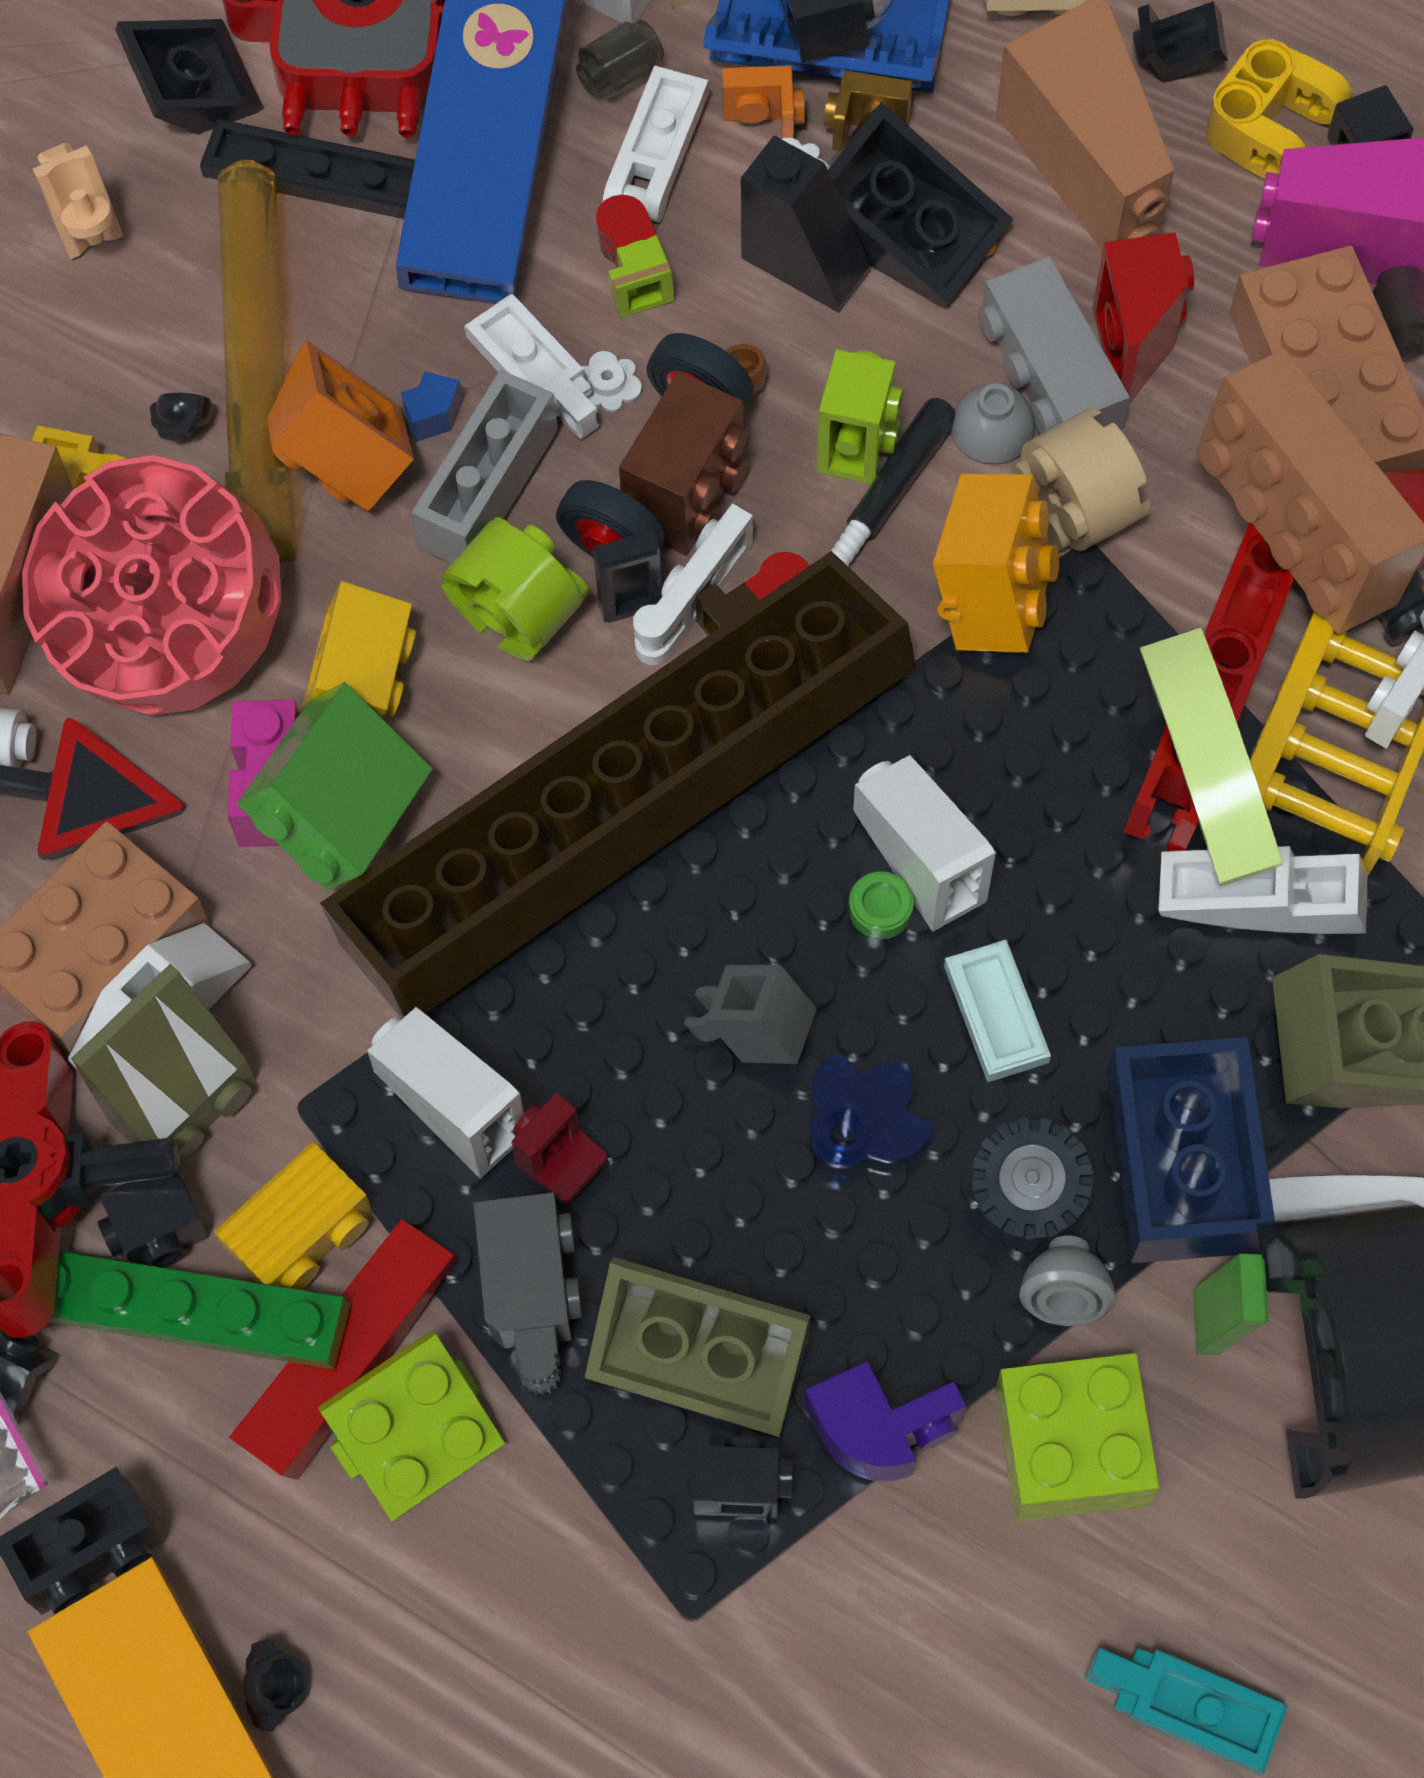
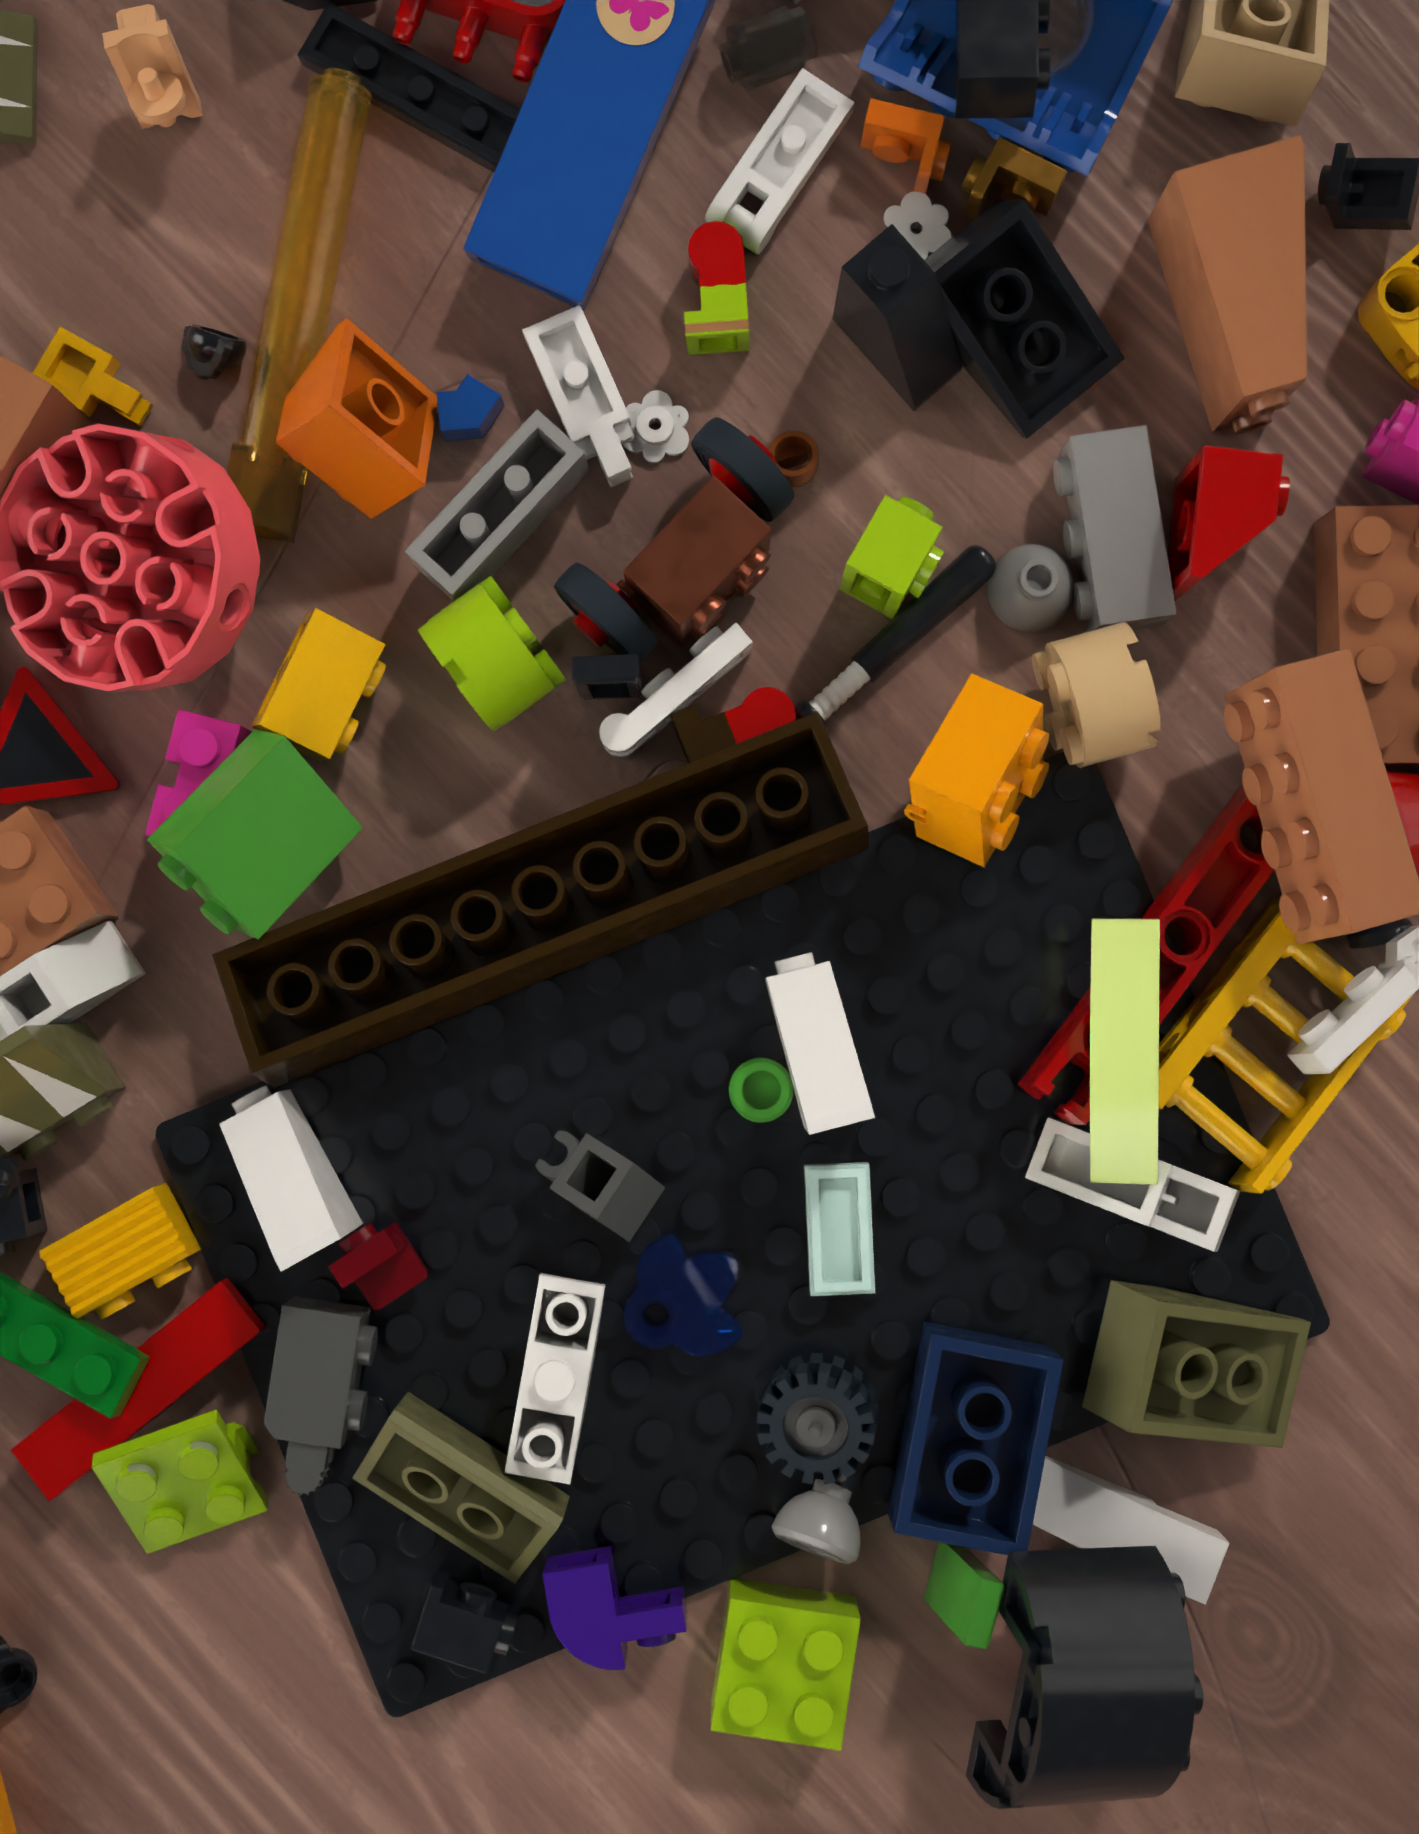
camera: 15 degrees right, 20 degrees up
(762, 1196) = (555, 1378): none -> white slope

